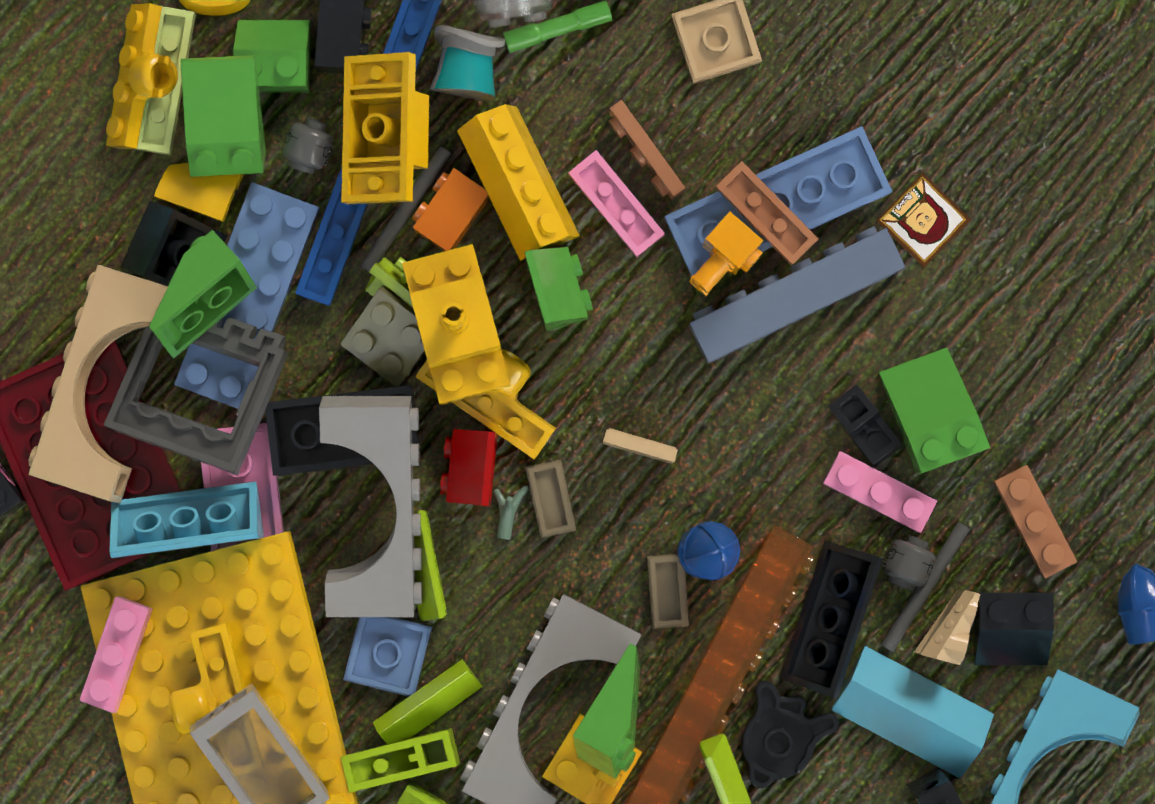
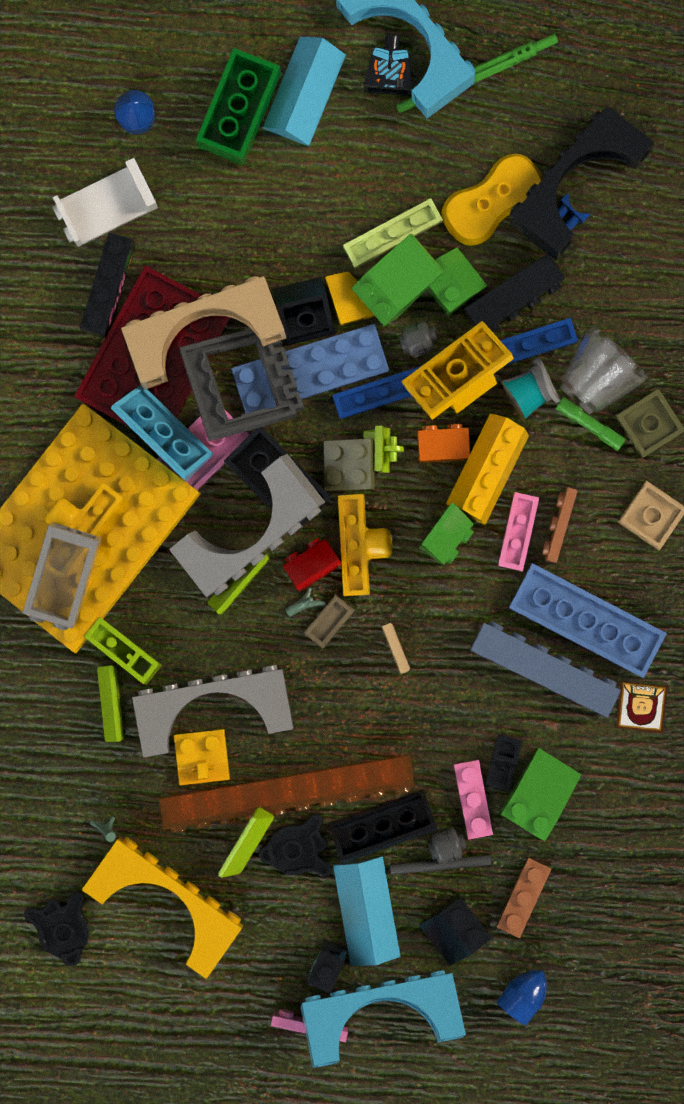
camera: 50 degrees right, 0 degrees up
(116, 654) = (60, 451): bright pink plate -> none
(140, 76) = (384, 218): yellow plate -> none
(200, 293) = (291, 343): bright green slope -> none
(388, 654) = (175, 599): medium blue tile -> none
(406, 209) = (425, 419): dark grey bar -> none
(428, 704) = (165, 641): lime slope -> none
(456, 324) = (383, 496): yellow brick -> none
(609, 727) = (228, 751): bright green slope -> none
(667, 592) = (328, 725): dark tan tile -> none
(708, 551) = (367, 730): blue helmet -> none
(730, 248) = (542, 613): light orange brick -> none
(766, 213) = (577, 618): nougat plate -> none
(950, 632) = (425, 898): tan slope -> none

